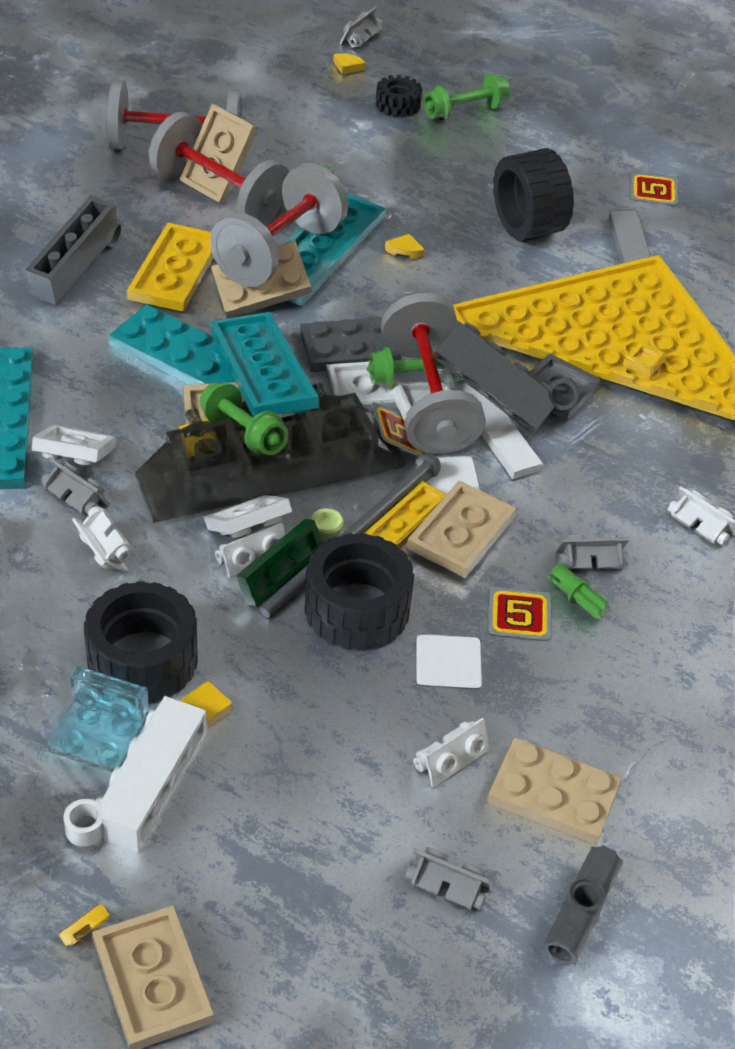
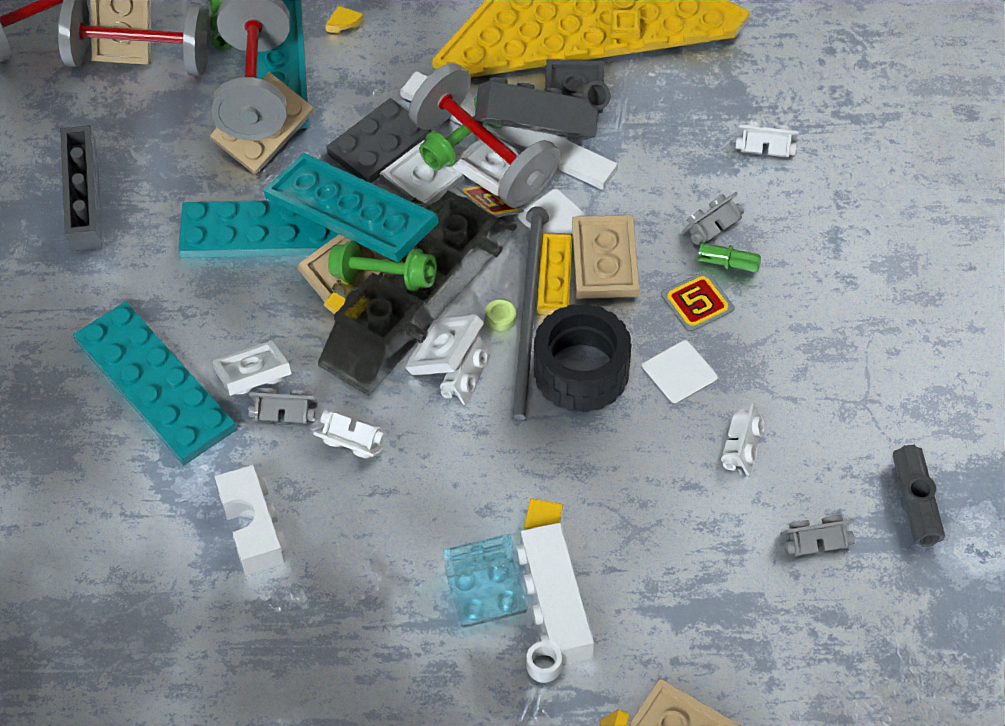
camera: 30 degrees left, 10 degrees up
(143, 609) = (461, 466): black tyre -> none
(173, 268) = (172, 151): yellow plate -> none
(279, 562) = (499, 369): dark green plate -> none
(554, 790) = (832, 425): tan plate -> none

